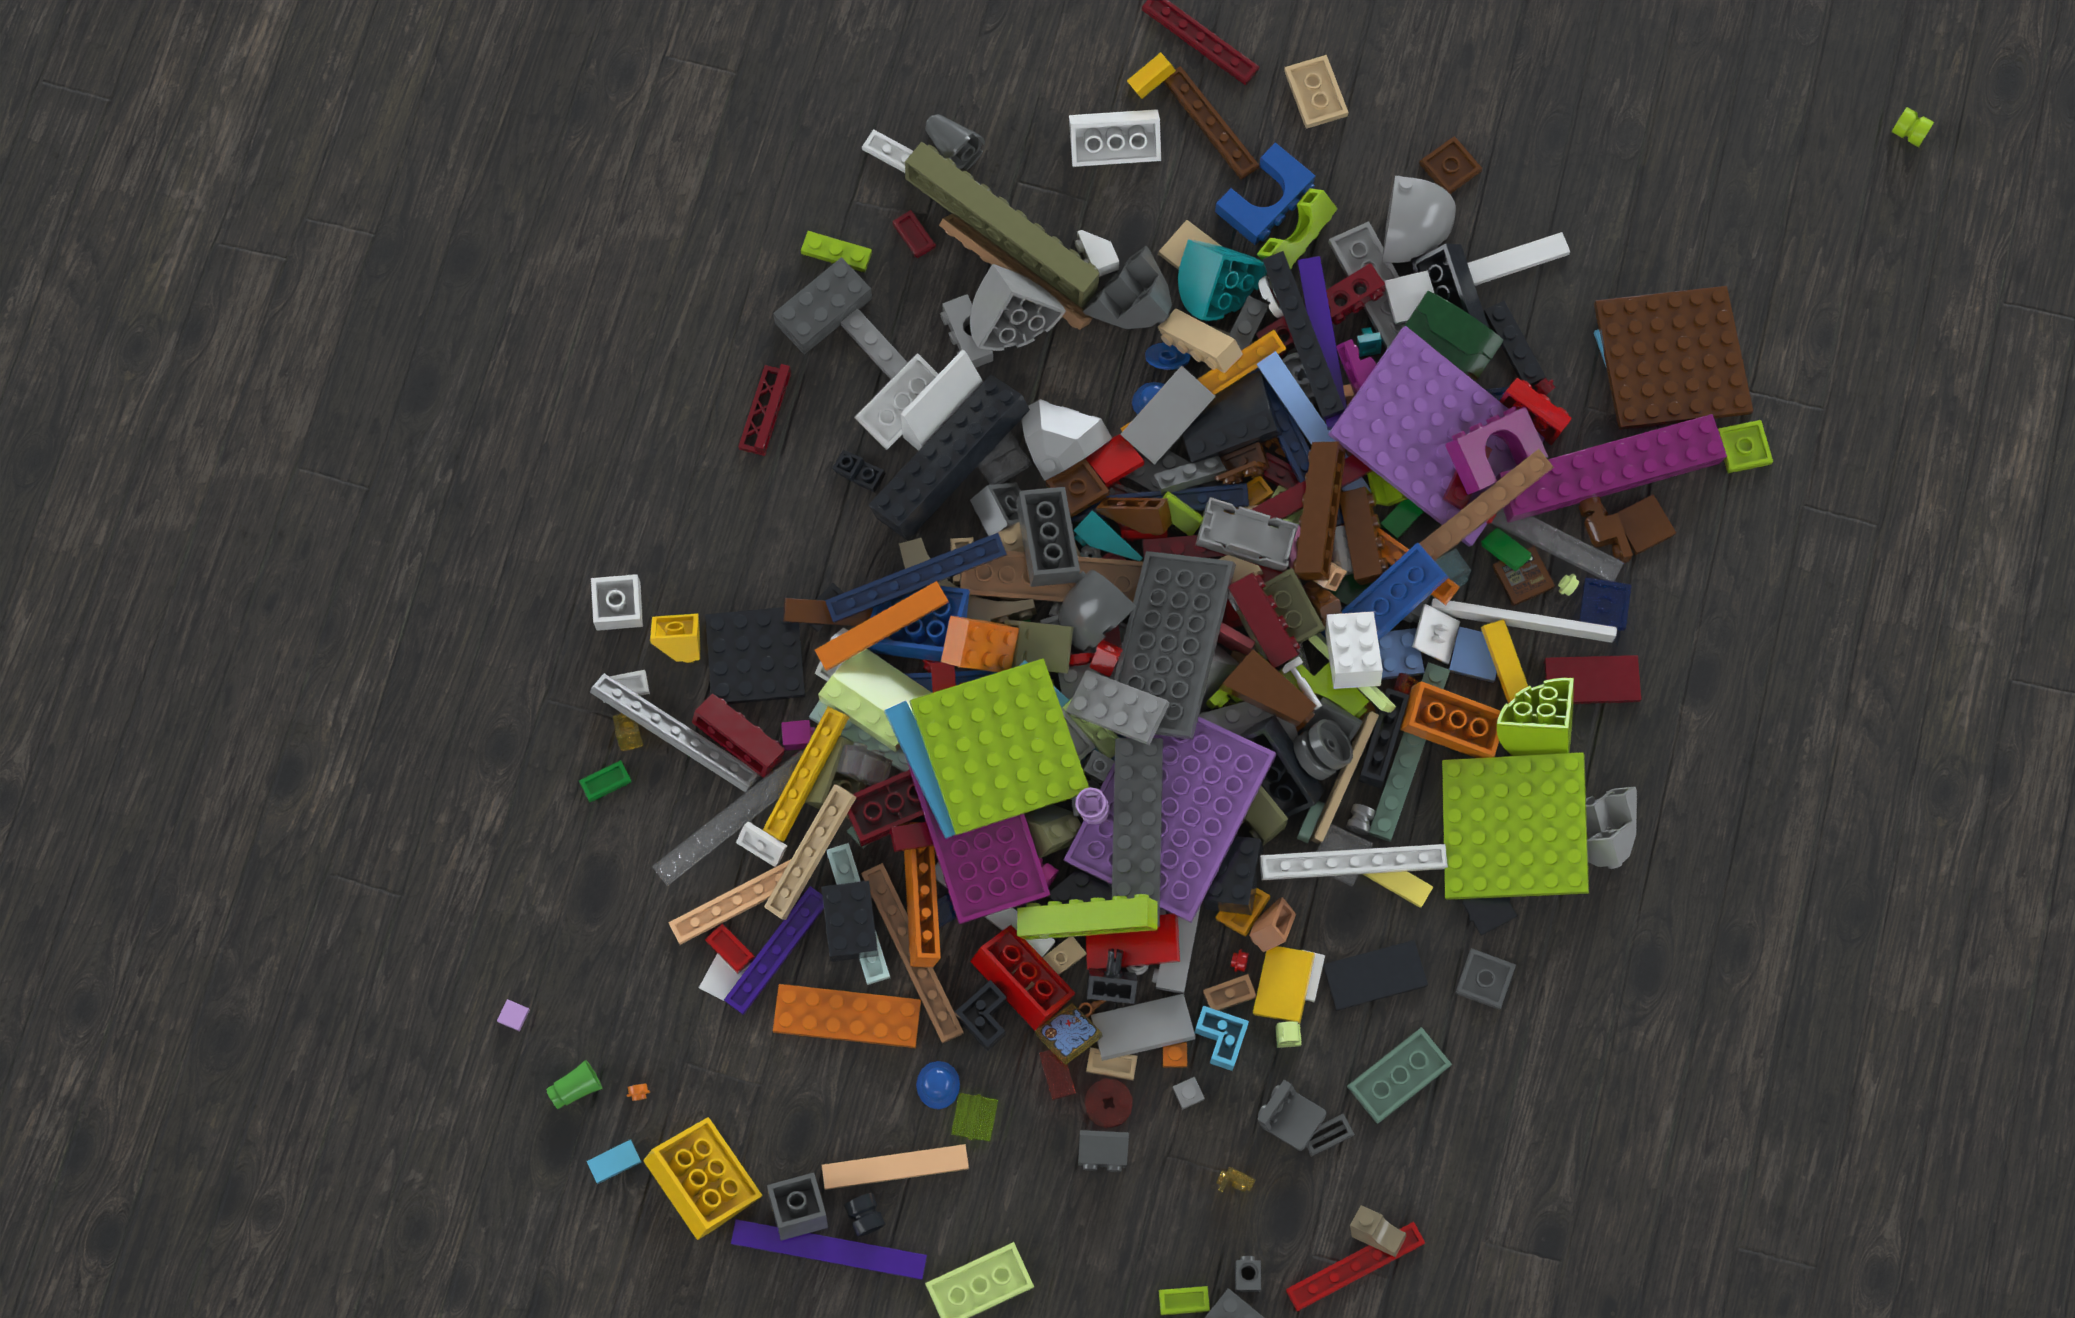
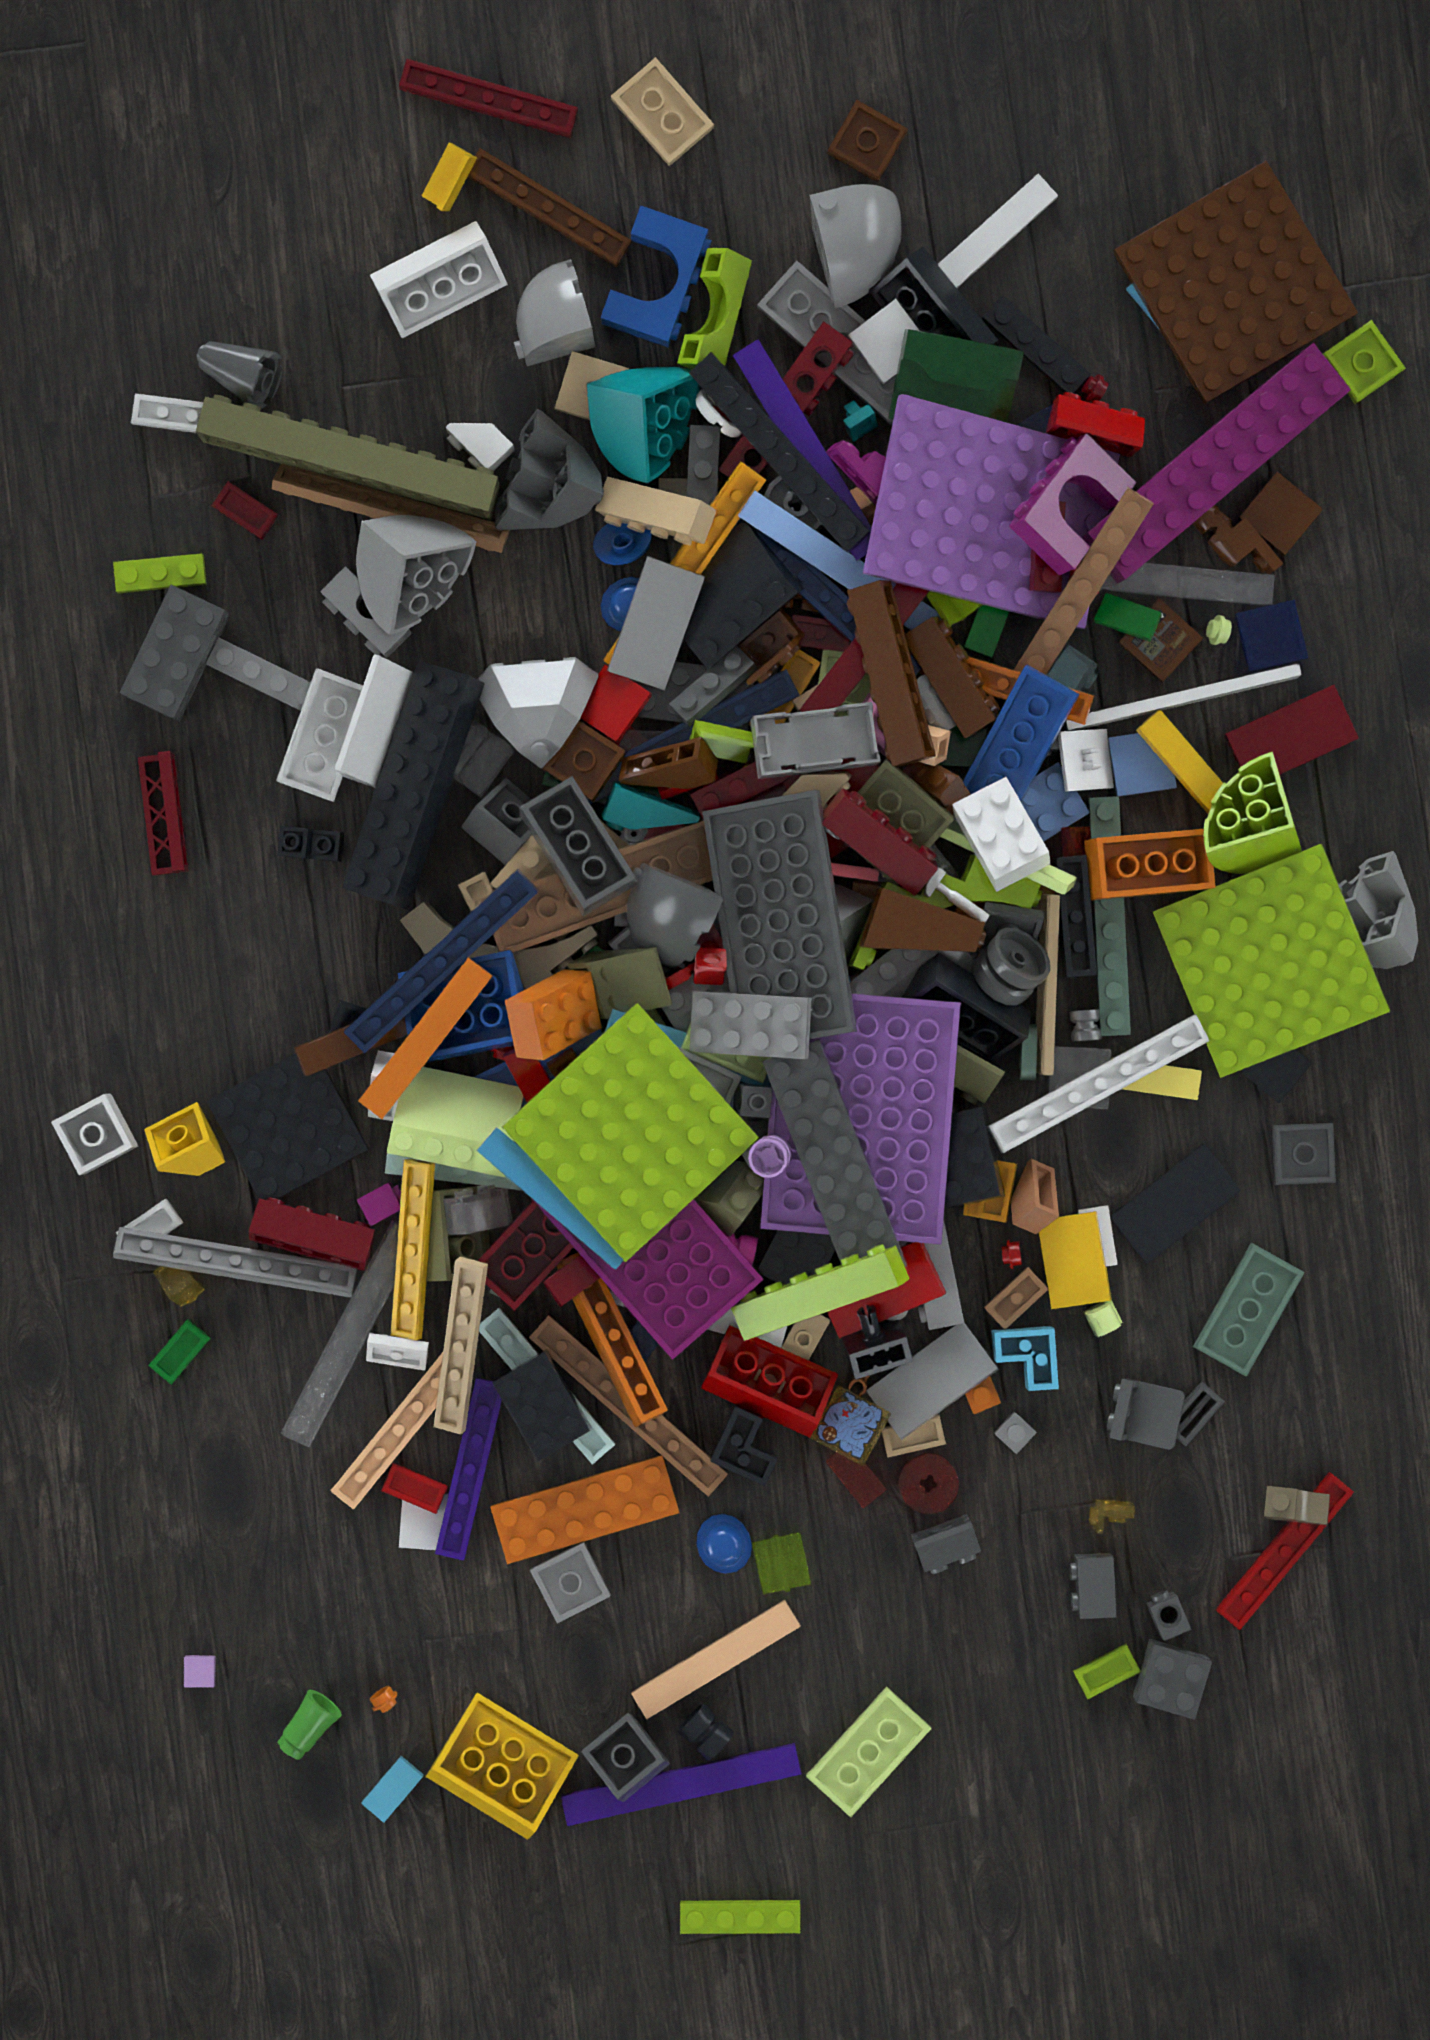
camera: 20 degrees left, 15 degrees up
(813, 1063) = (570, 1582): none -> light grey plate
(1182, 192) = (552, 316): none -> light grey brick
(1201, 1229) = (1094, 1586): none -> dark grey brick

